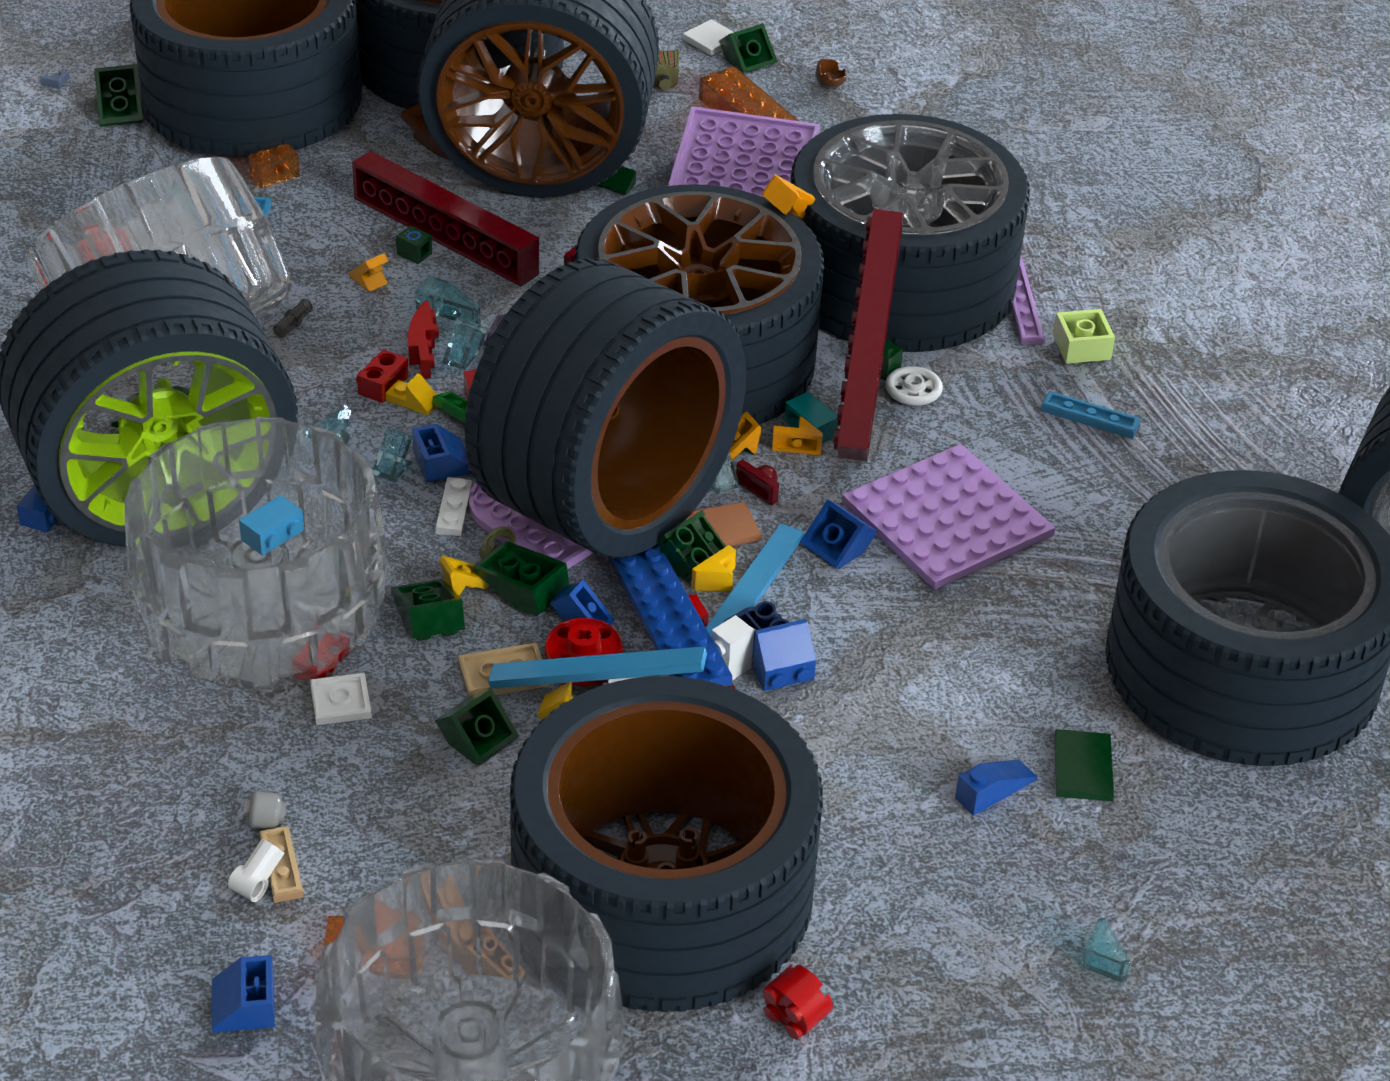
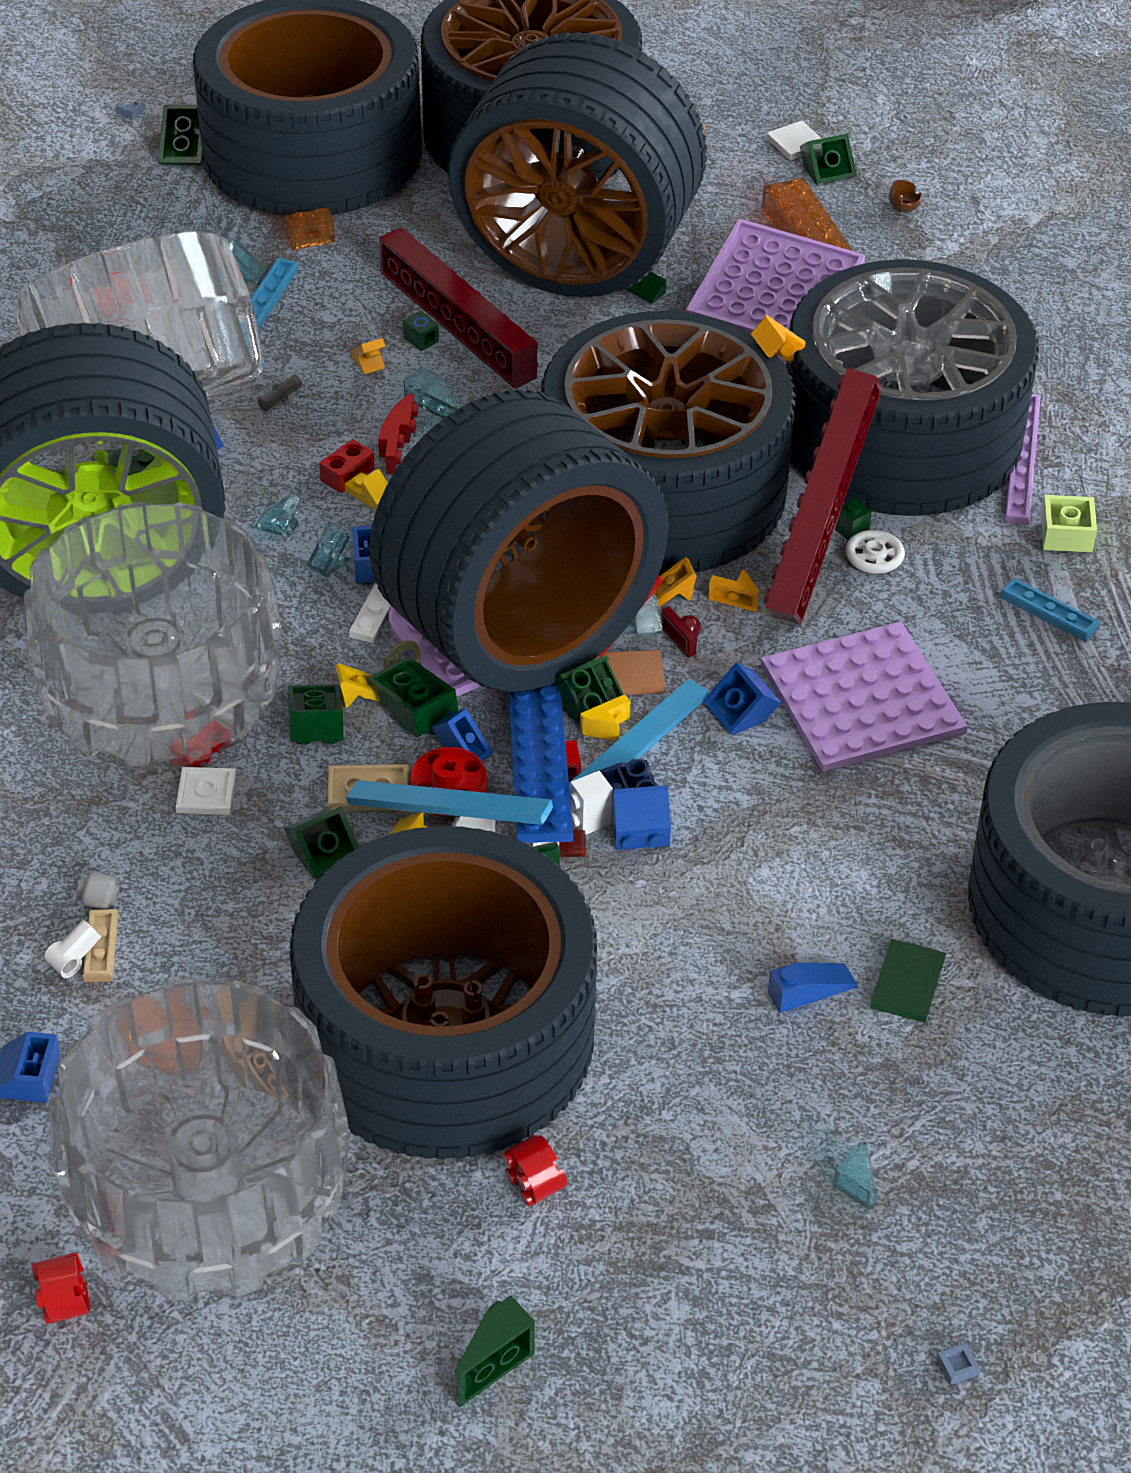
camera: 15 degrees right, 5 degrees up
(271, 525) = (169, 611): dark azure brick -> none
(667, 69) = (731, 169): olive torso -> none
(814, 412) = (757, 565): teal brick -> none

